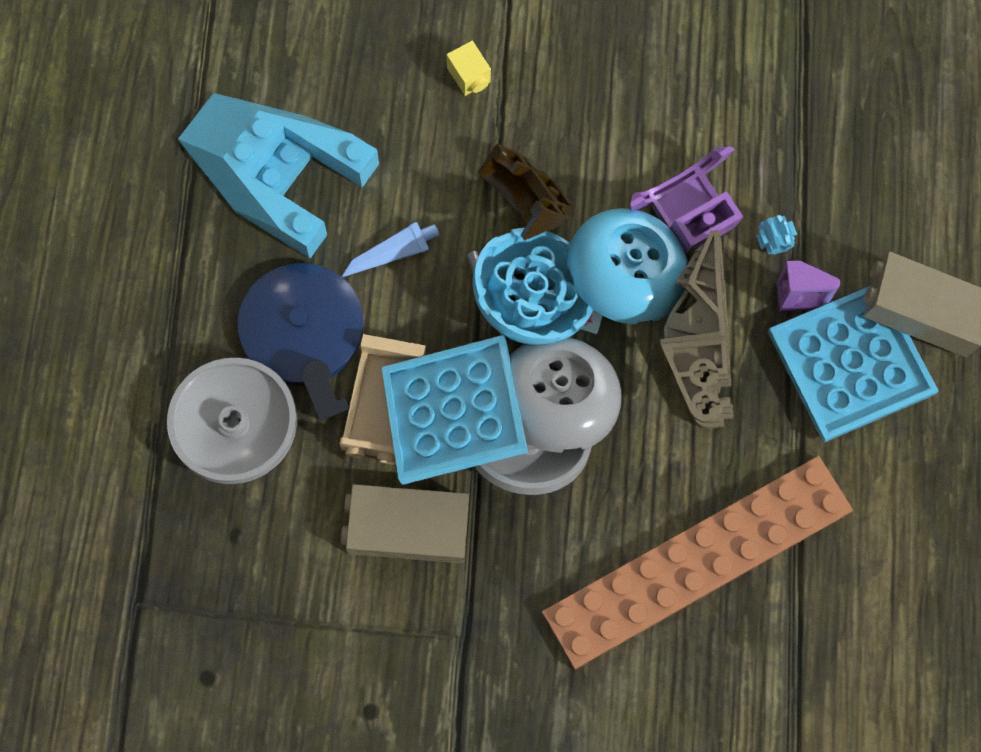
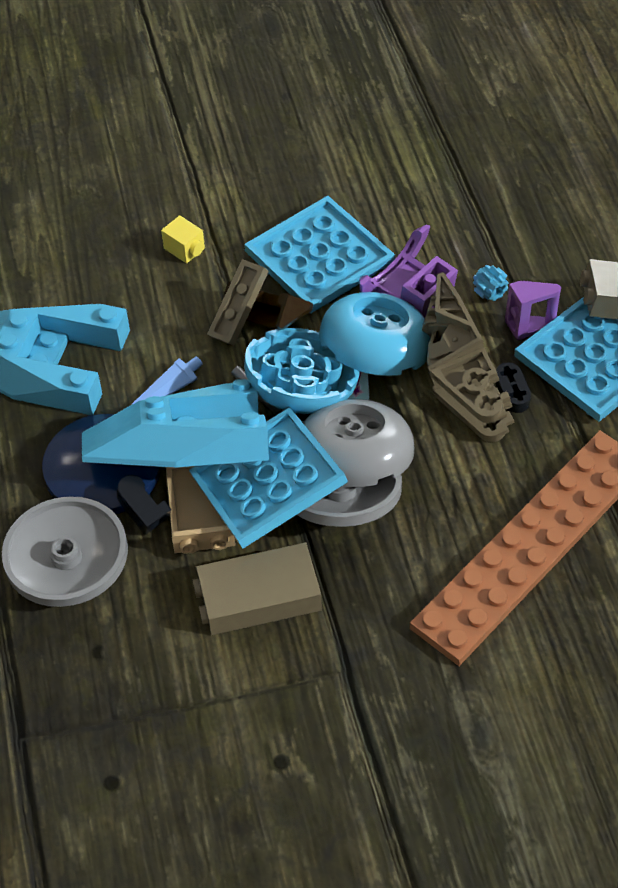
camera: 15 degrees left, 20 degrees down
(366, 324) = (183, 430): none -> medium azure wedge
(497, 177) = (238, 302): none -> dark tan plate
(609, 133) = (319, 253): none -> medium azure plate
(757, 371) = (517, 386): none -> black beam

